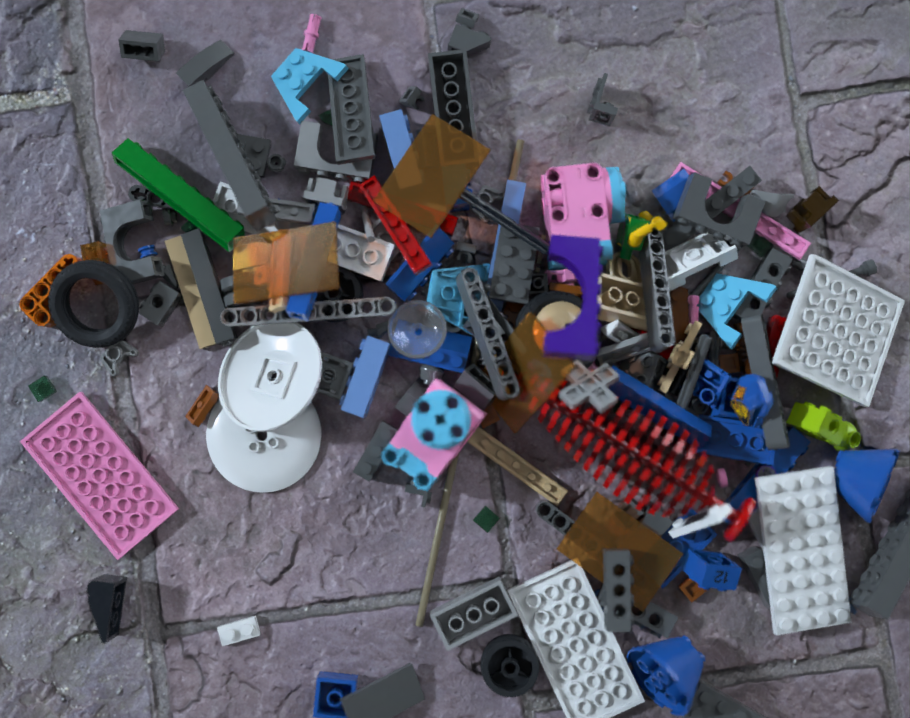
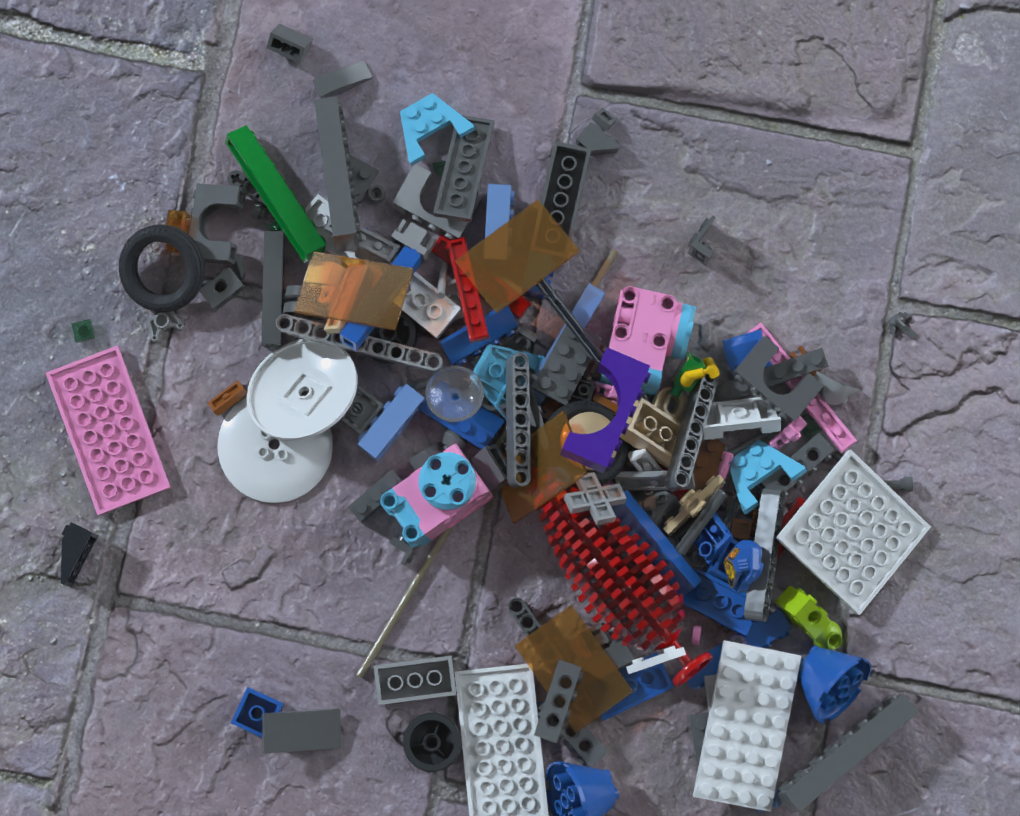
camera: 20 degrees right, 5 degrees down
(36, 293) = (112, 249): orange beam -> none
(147, 251) = (227, 236): blue bush -> none
(190, 292) = (253, 288): tan tile -> none
(238, 630) = (186, 622): white plate -> none
(311, 33) = (452, 84): bright pink pin -> none
(410, 96) = (525, 174): dark grey tile -> none
(486, 519) = (458, 597): clear green plate -> none
(489, 195) = (566, 293): light grey piece -> none
(491, 416) = (496, 502): dark orange plate -> none
(518, 466) = (505, 558): tan tile -> none
(691, 589) = (632, 731): dark orange plate -> none
(712, 570) = (654, 715): blue brick -> none
(746, 257) = (789, 433): none -> bright pink piece
(806, 118) = (895, 321): none -> dark grey piece
(810, 210) = (867, 408): dark brown panel -> none

